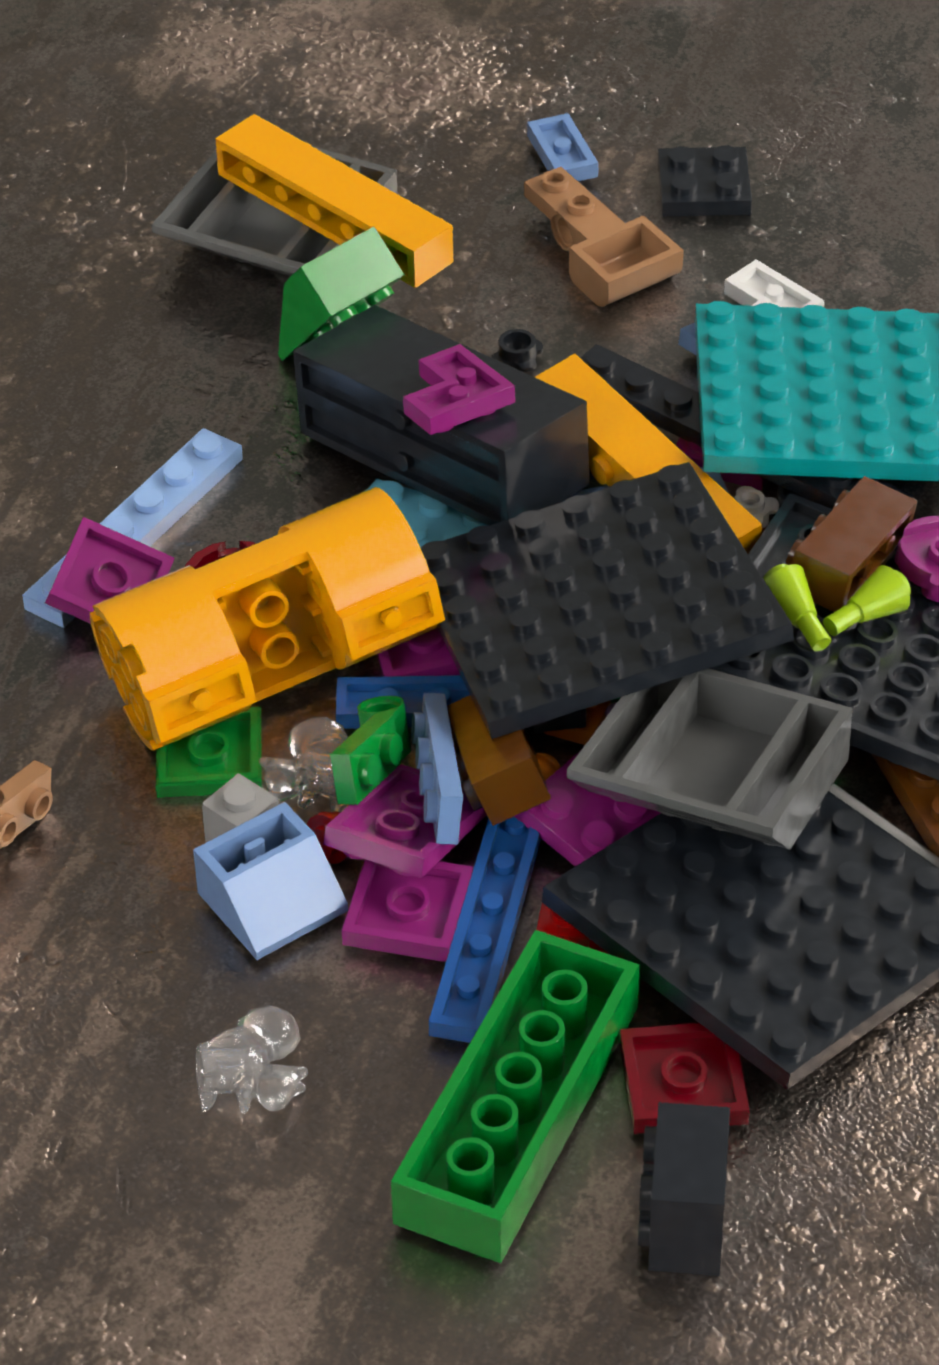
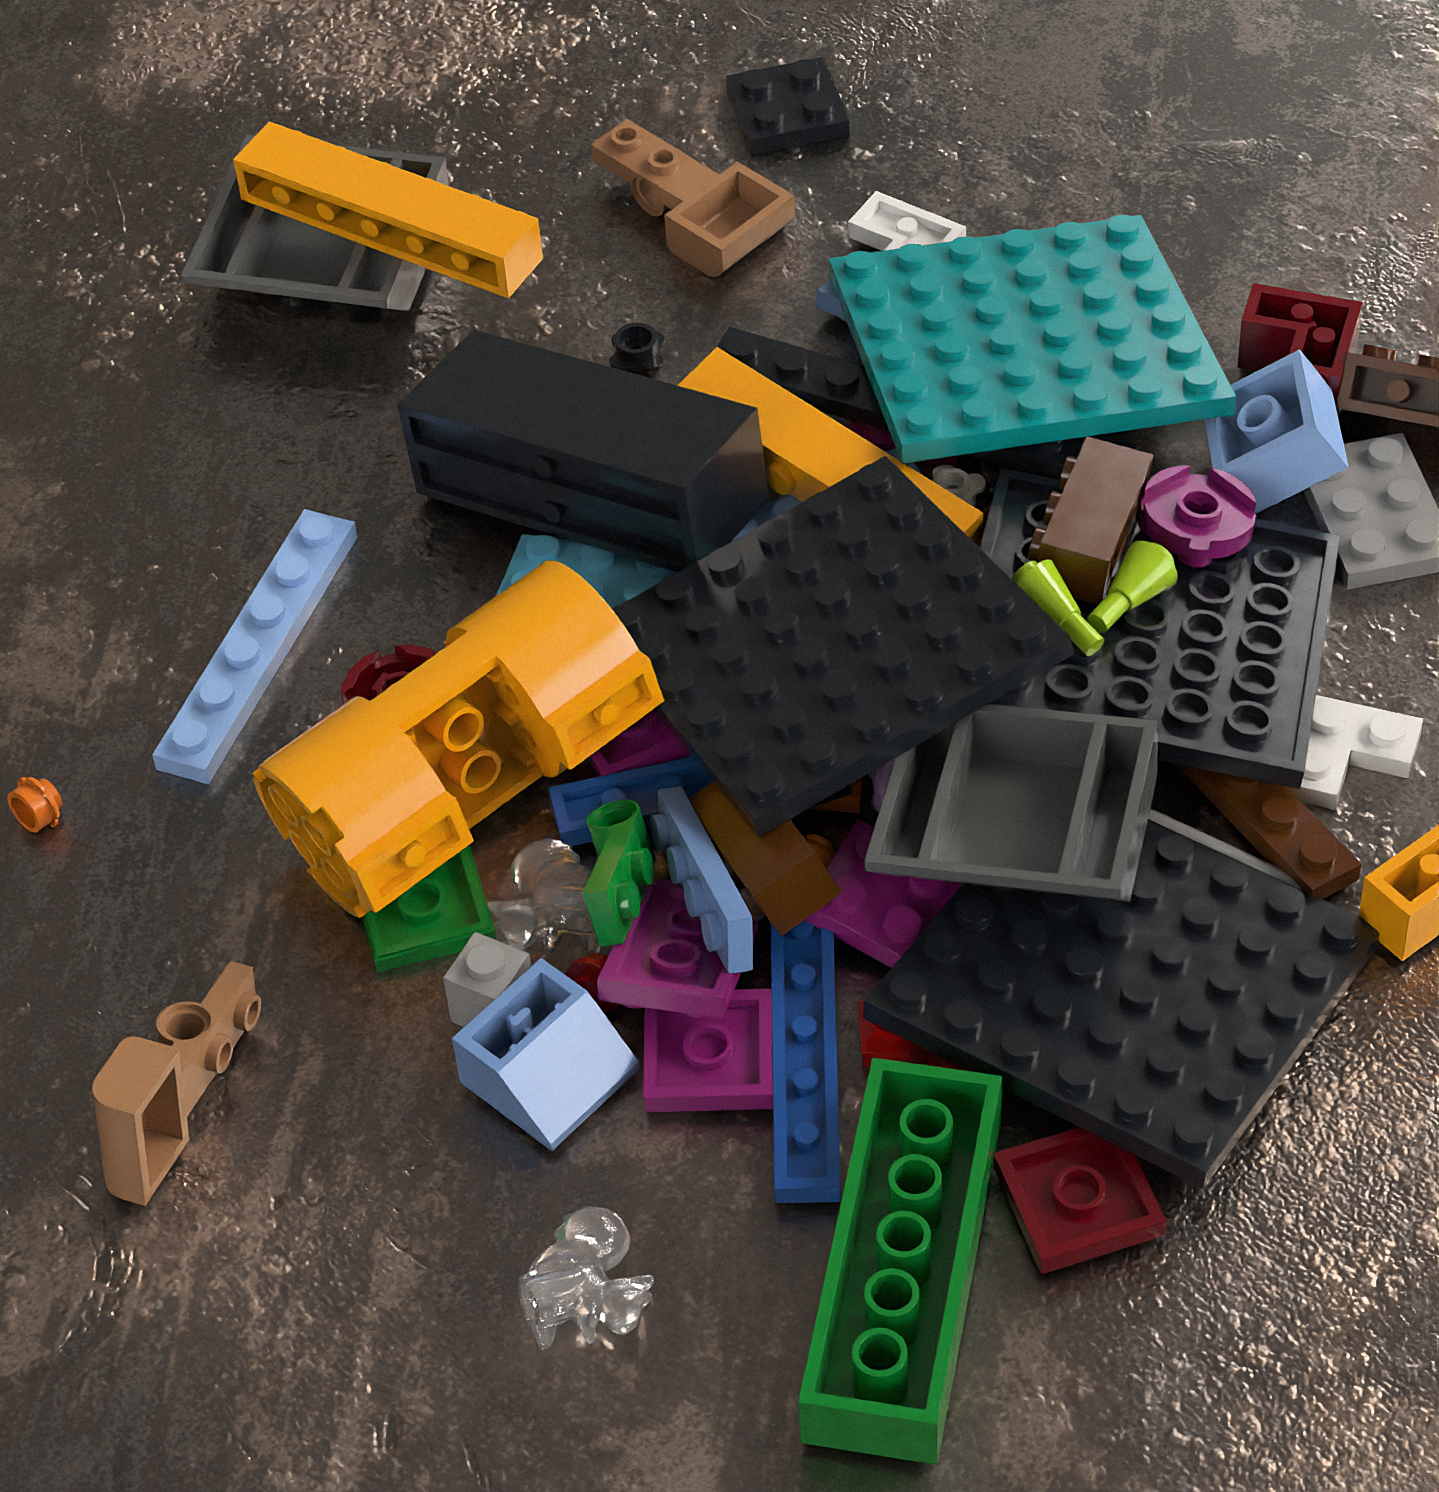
camera: 10 degrees left, 5 degrees up
(103, 566) = (247, 712): magenta plate -> none
(336, 289) = (423, 322): slope -> none
(459, 390) = (613, 423): magenta plate -> none
(562, 145) = (617, 92): medium blue plate -> none
(684, 1188) = (1130, 1335): black brick -> none

